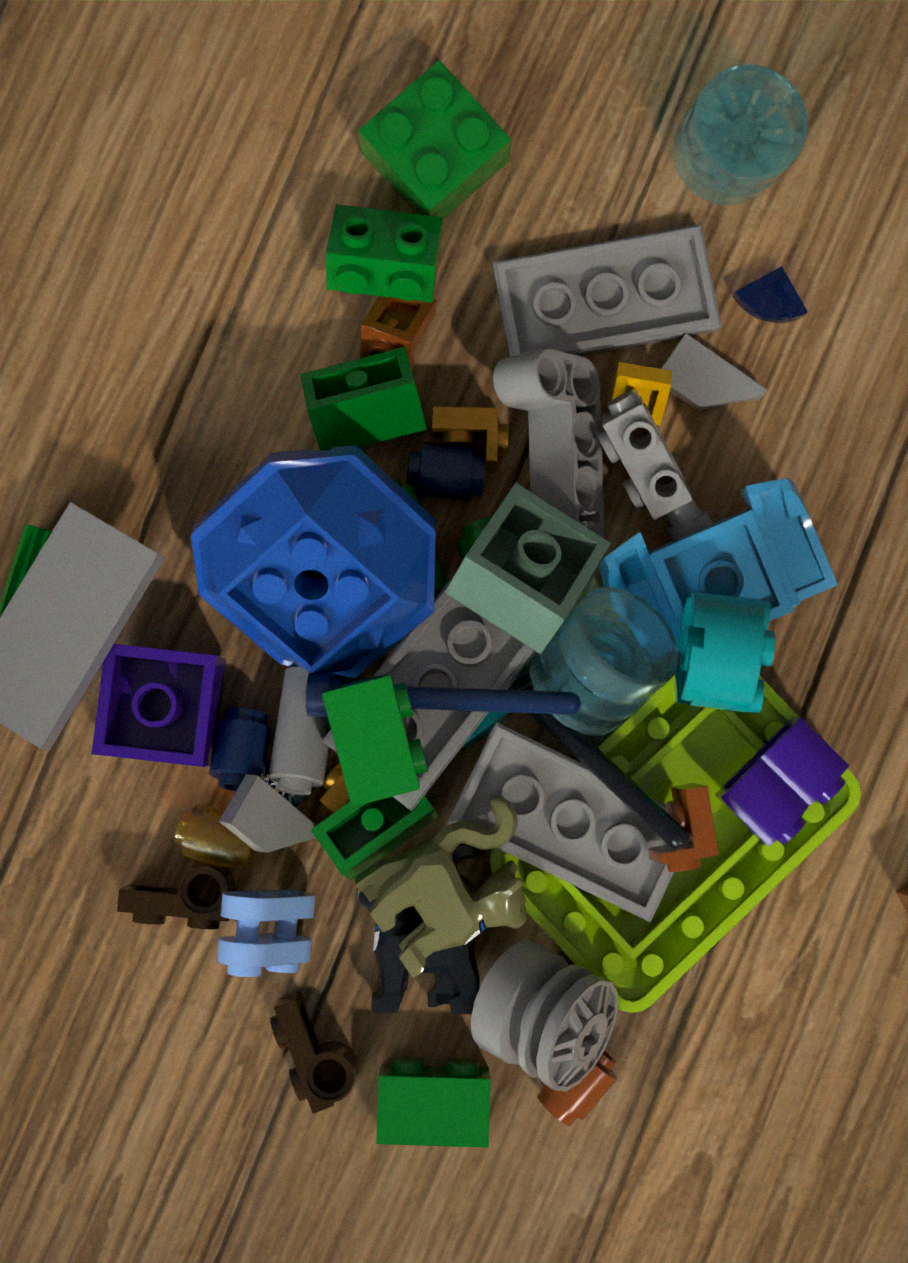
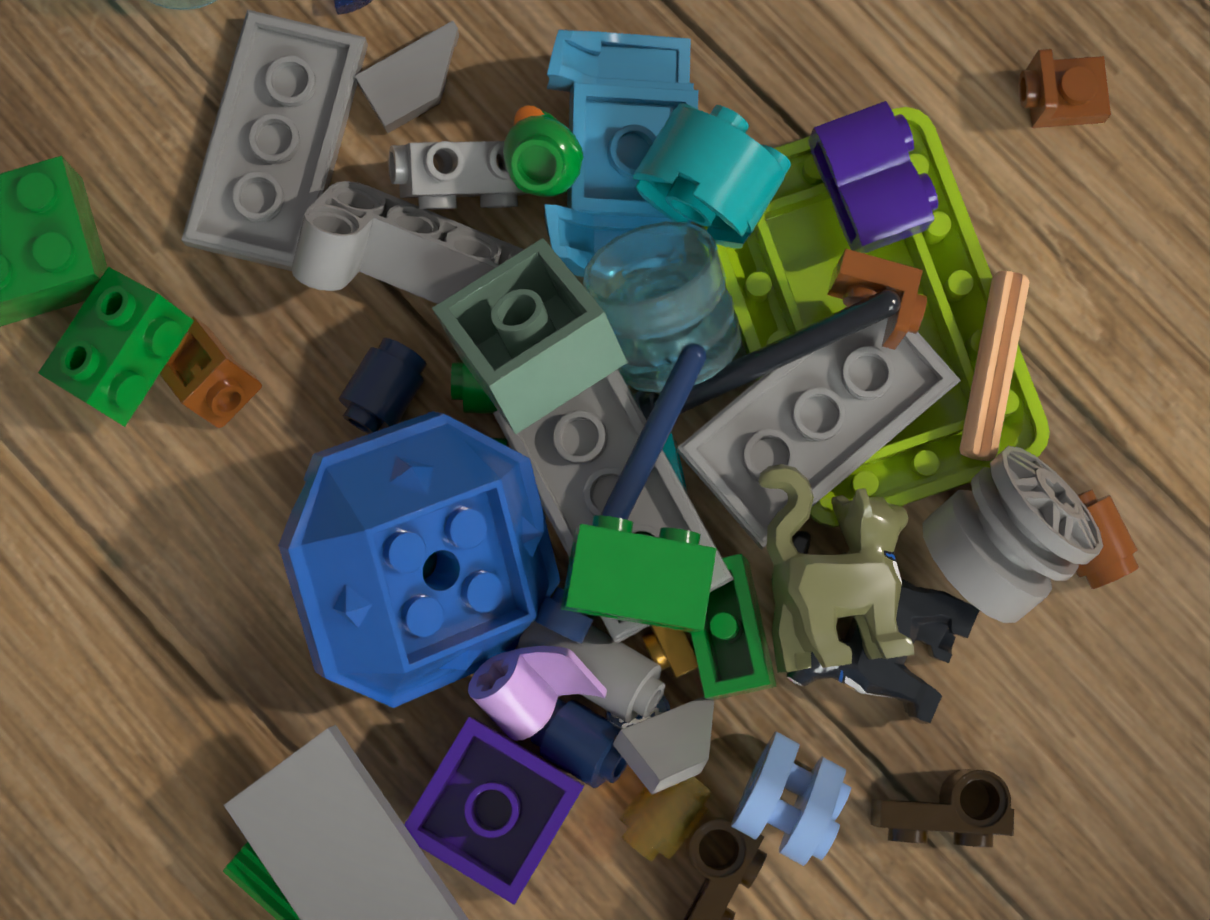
camera: 65 degrees left, 5 degrees down
(258, 687) = (523, 686): none -> lavender panel
(363, 400) = (264, 437): green brick -> none
(433, 1103) = (1055, 702): green brick -> none
(465, 424) = (342, 342): pearl gold bracket -> none
(650, 383) = (391, 128): yellow plate -> none
(675, 944) = (994, 366): none -> light nougat axle
(681, 510) = (541, 153): none -> green animal

